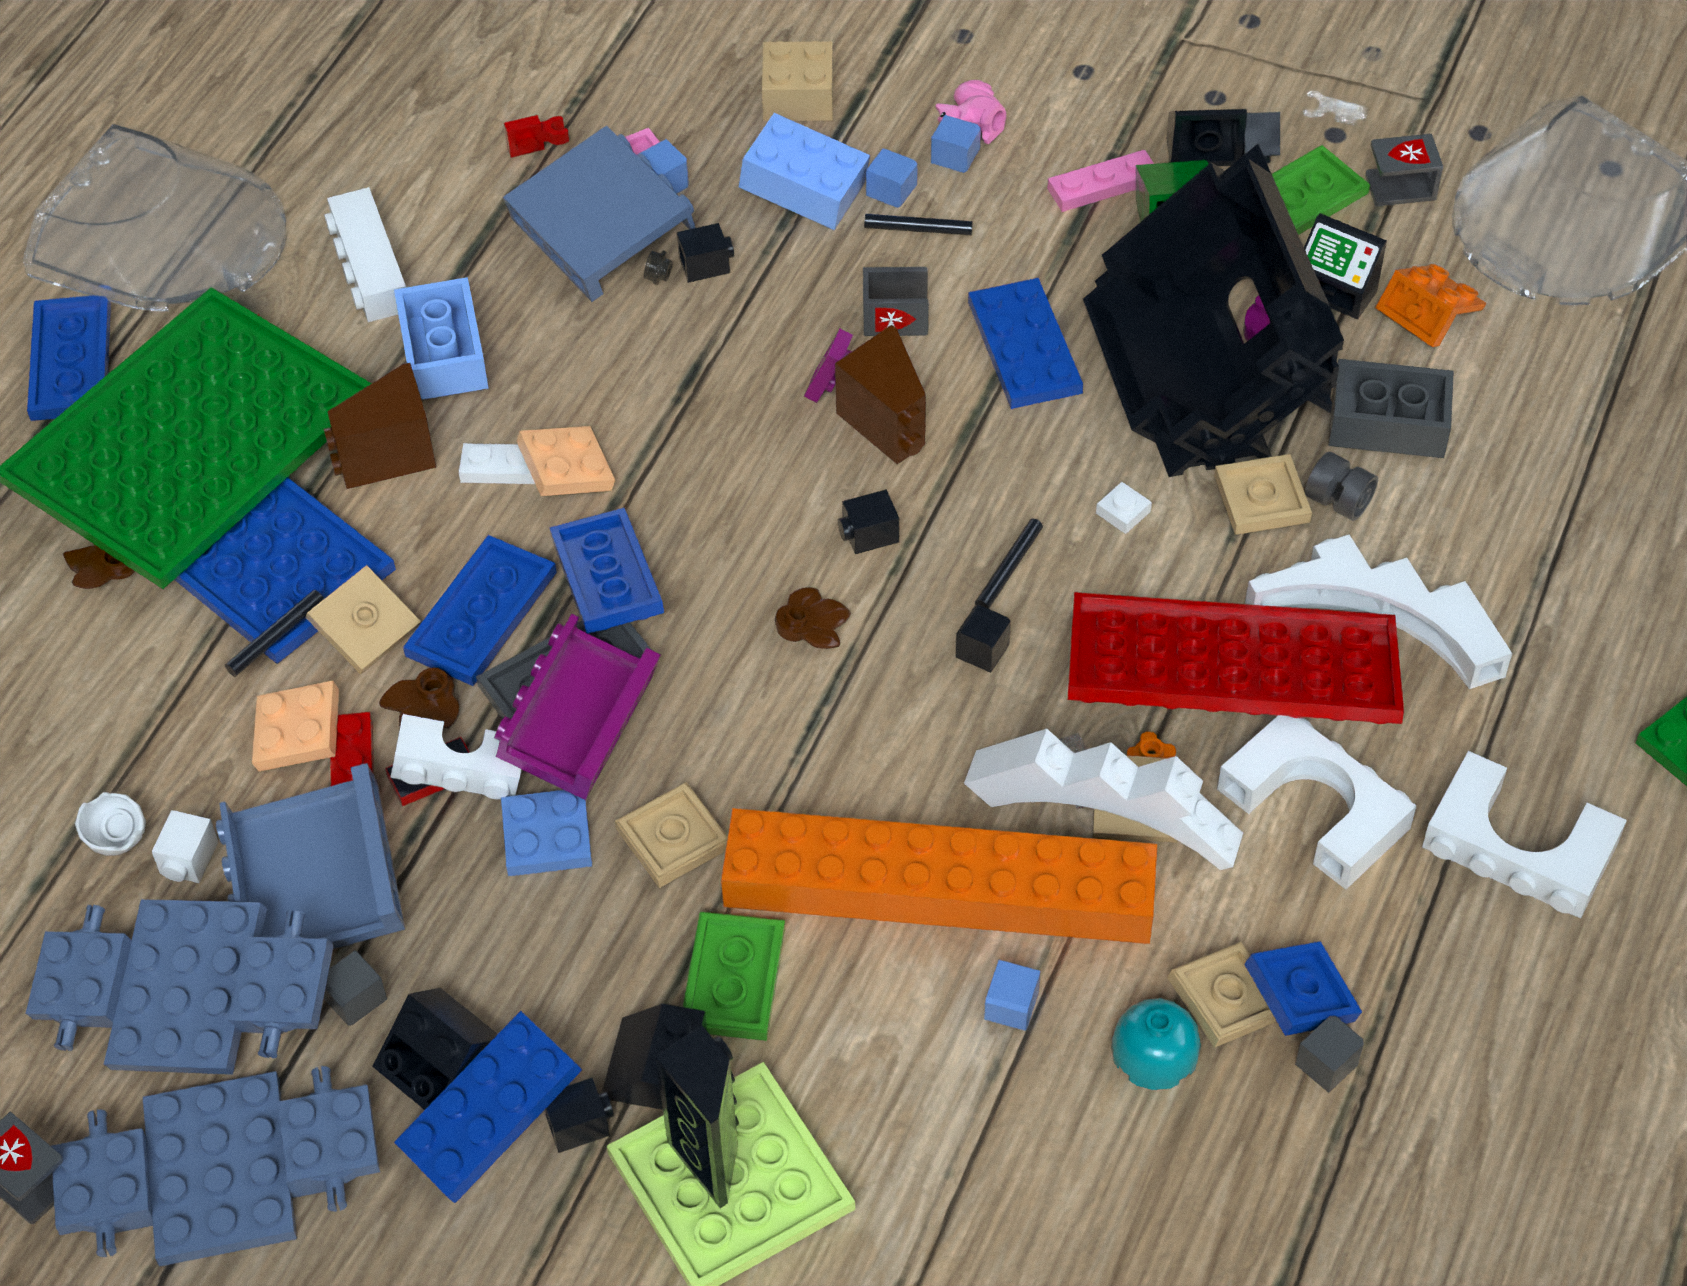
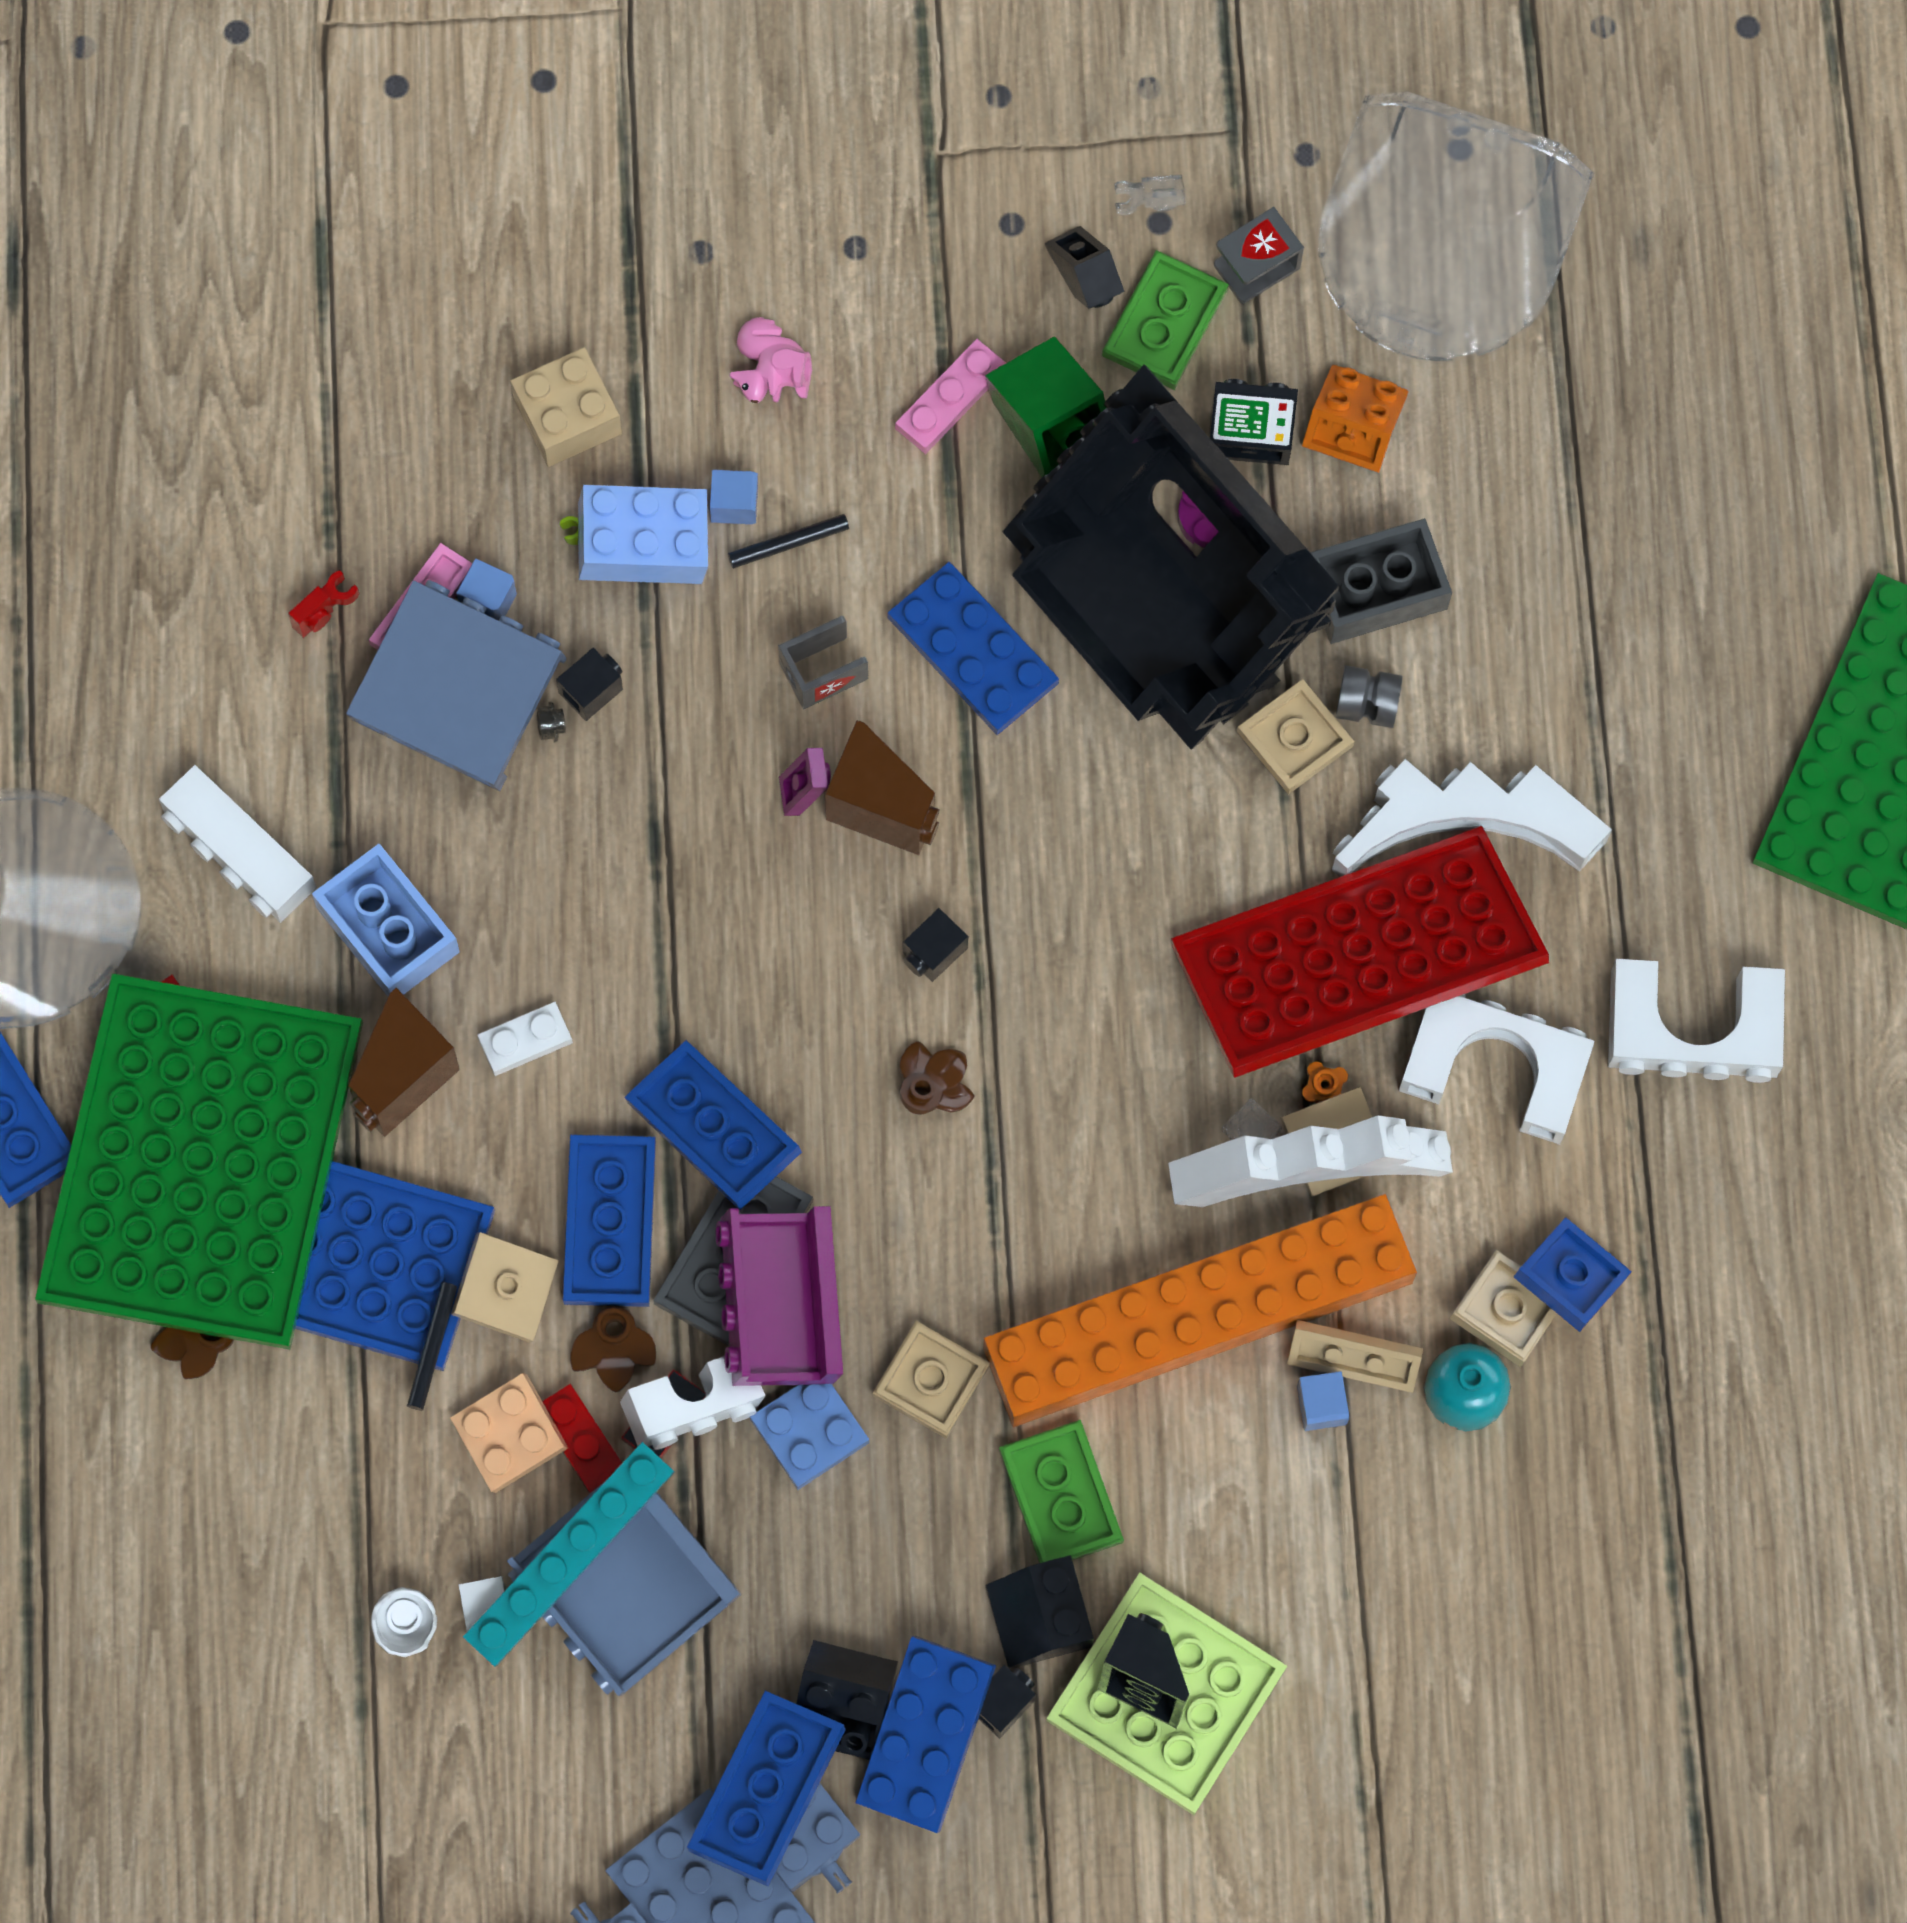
camera: 30 degrees left, 20 degrees up
(181, 984) = (581, 1751): sand blue piece -> none
(270, 816) = (568, 1554): none -> teal plate
(314, 1079) = (766, 1788): none -> blue plate
(353, 988) = (730, 1676): dark grey piece -> none
(565, 461) = (595, 1010): light nougat plate -> none
(955, 143) = (777, 420): medium blue piece -> none
(983, 638) = (1111, 1031): black piece -> none
(1009, 563) = (1089, 929): black bar -> none
(1064, 972) = (1355, 1355): none -> tan plate
(1123, 507) = (1167, 810): white plate -> none
(1206, 135) = (1035, 296): black slope -> none
(1330, 1053) = (1622, 1326): dark grey piece -> none

